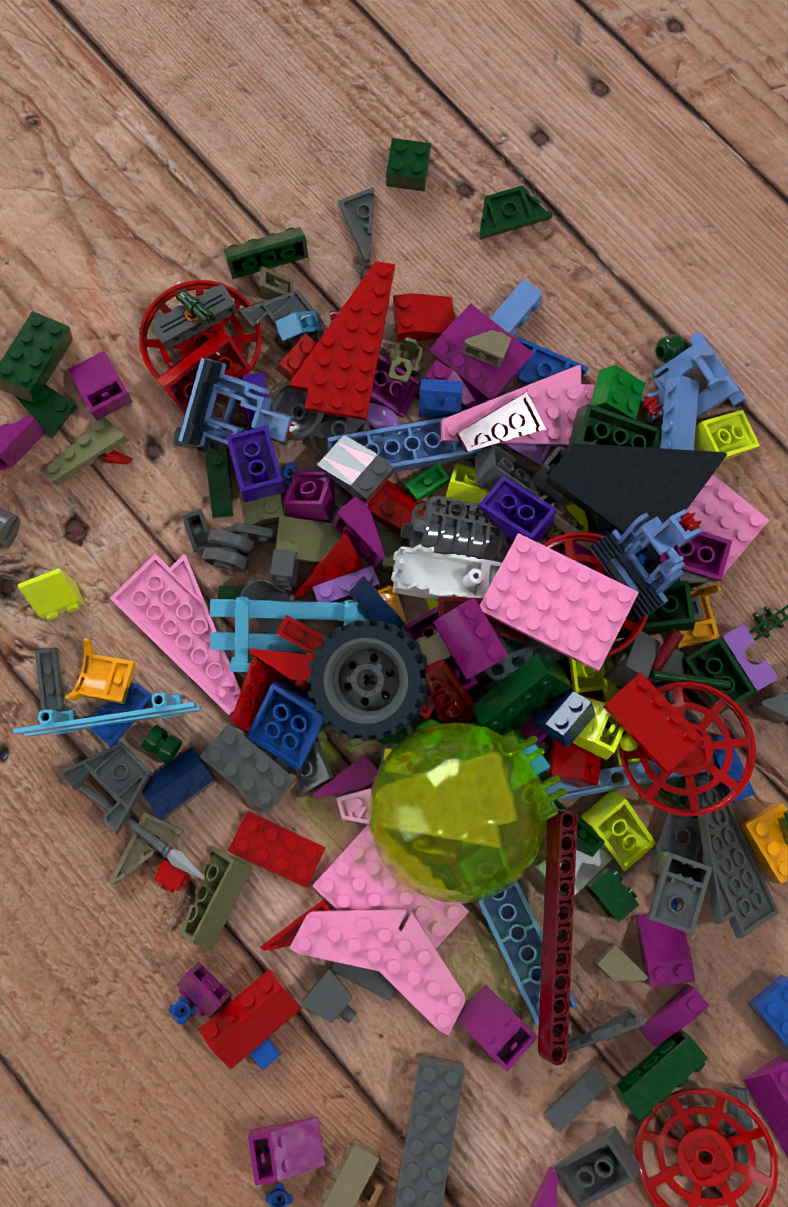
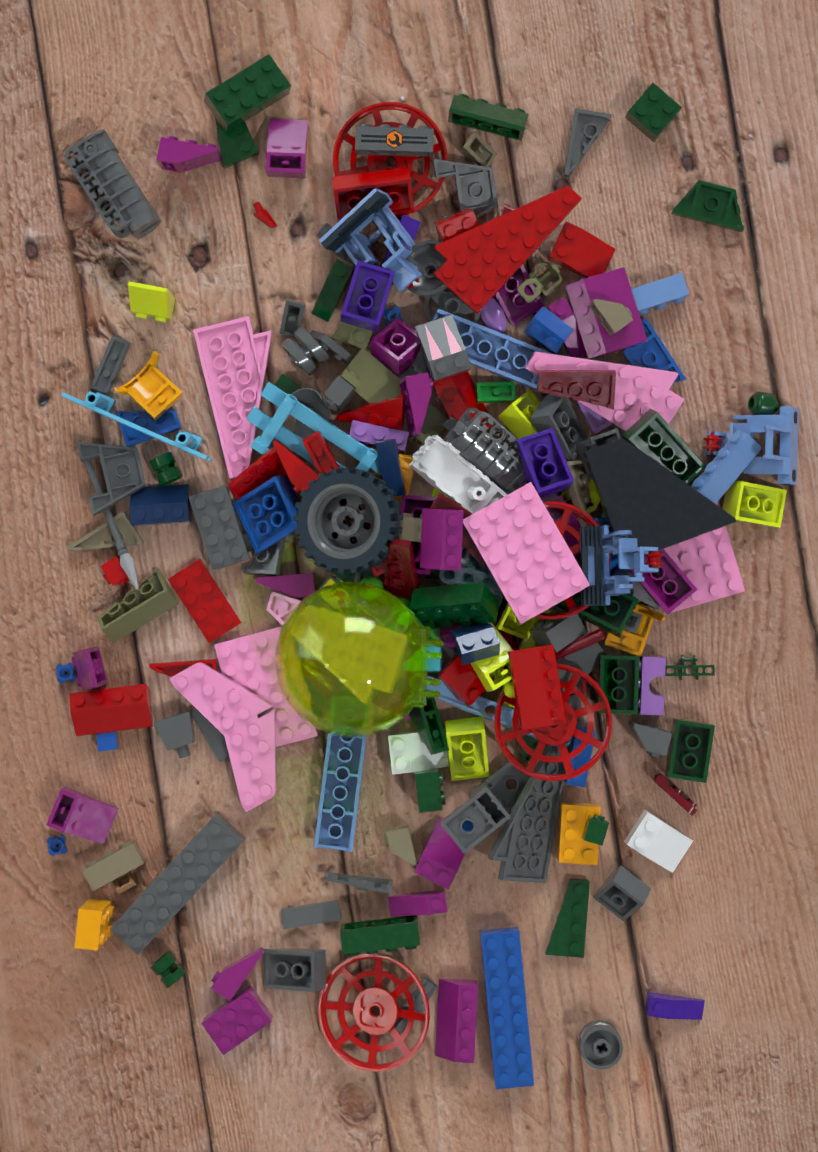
camera: 40 degrees right, 10 degrees up
(91, 444) = (257, 194): olive wing -> none
(194, 306) = (398, 135): dark green pin -> none
(297, 324) = (473, 199): dark azure slope -> none
(496, 1028) = (284, 829): magenta slope -> none
(555, 1018) = (369, 783): dark red beam -> none
(618, 392) = (691, 416): green brick -> none
(674, 677) = (596, 677): dark green bar -> none

